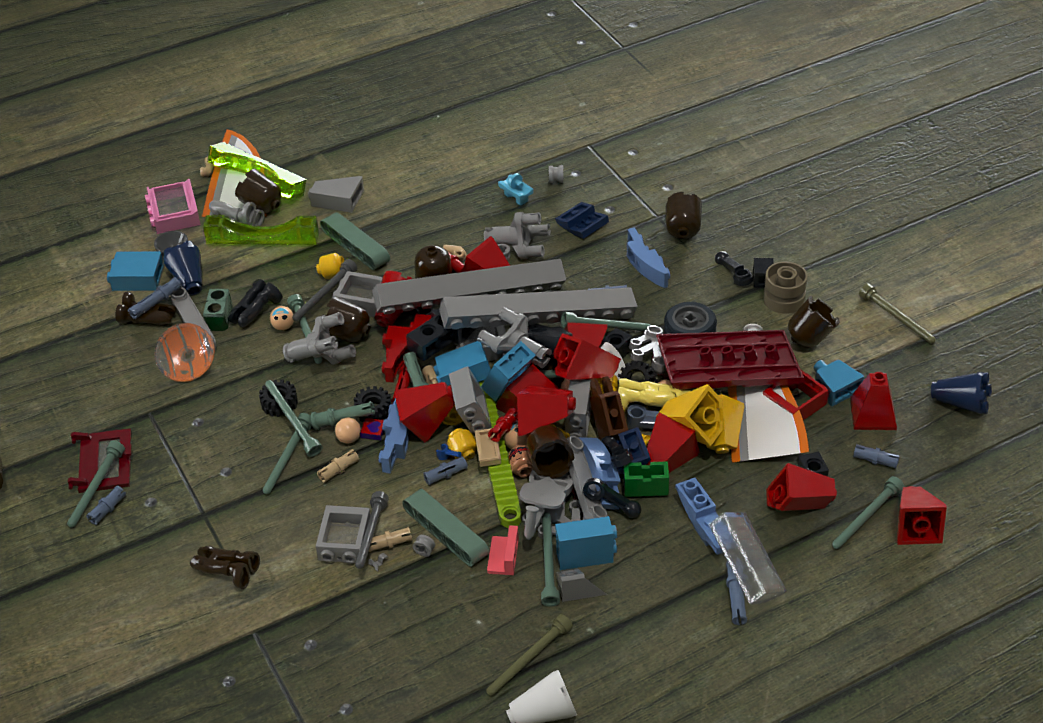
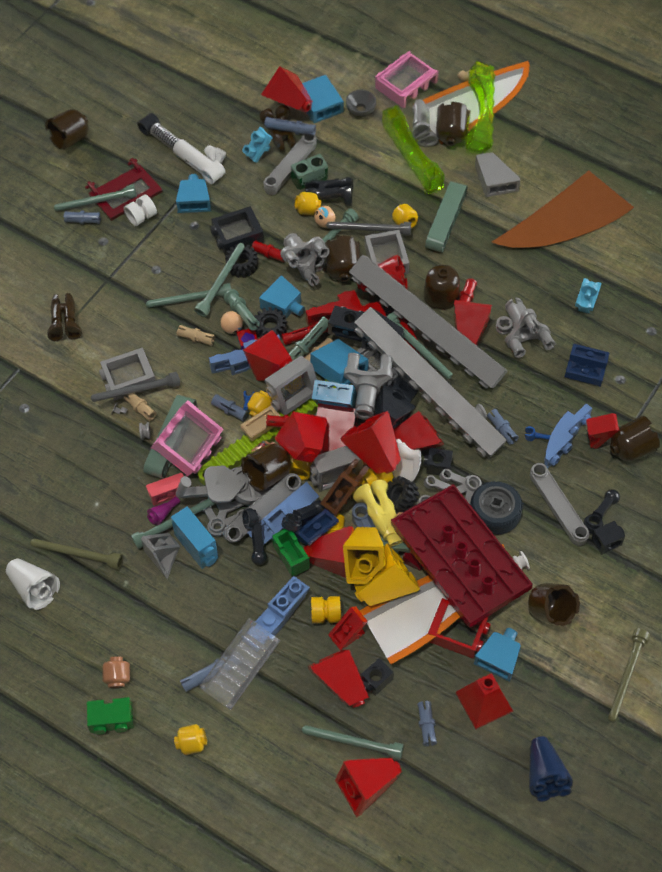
camera: 60 degrees right, 15 degrees up
(116, 279) = (288, 90): none -> red slope
(128, 370) = (215, 153): none -> white arm
(145, 380) = (209, 169): none -> piece
(145, 450) = (140, 210): none -> white wheel
(150, 329) = (259, 143): none -> medium azure hips
(165, 404) = (193, 195): none -> dark azure torso
(174, 347) = (246, 176): clear dish -> none
(185, 264) = (338, 126): dark blue cone -> none
(239, 387) = (236, 228): none -> black window
(254, 325) = (307, 203): none -> yellow head
(286, 373) = (267, 250): none -> red pin
(349, 380) = (283, 297): none -> dark azure torso
(417, 171) = (572, 213): none -> dark orange sticker
(456, 250) = (483, 292): tan arm -> none
(465, 506) = (188, 438): none -> window
(530, 568) = (159, 513): none -> magenta cone
(556, 174) = (631, 316): light grey wheel -> none
(569, 317) = (431, 413): sand green piece -> none
(629, 277) = (530, 437): none -> blue hand
(661, 229) = (601, 429): none -> red slope
(695, 667) = (116, 672): none -> nougat head
(711, 289) = (559, 504): none -> light grey piece
(722, 478) = (325, 609): none -> yellow wheel
(740, 693) = (109, 716): none -> green brick
(752, 469) = (348, 628): none -> red slope
(785, 287) = (593, 562): dark tan wheel -> none
(805, 630) = (190, 739): none -> yellow head

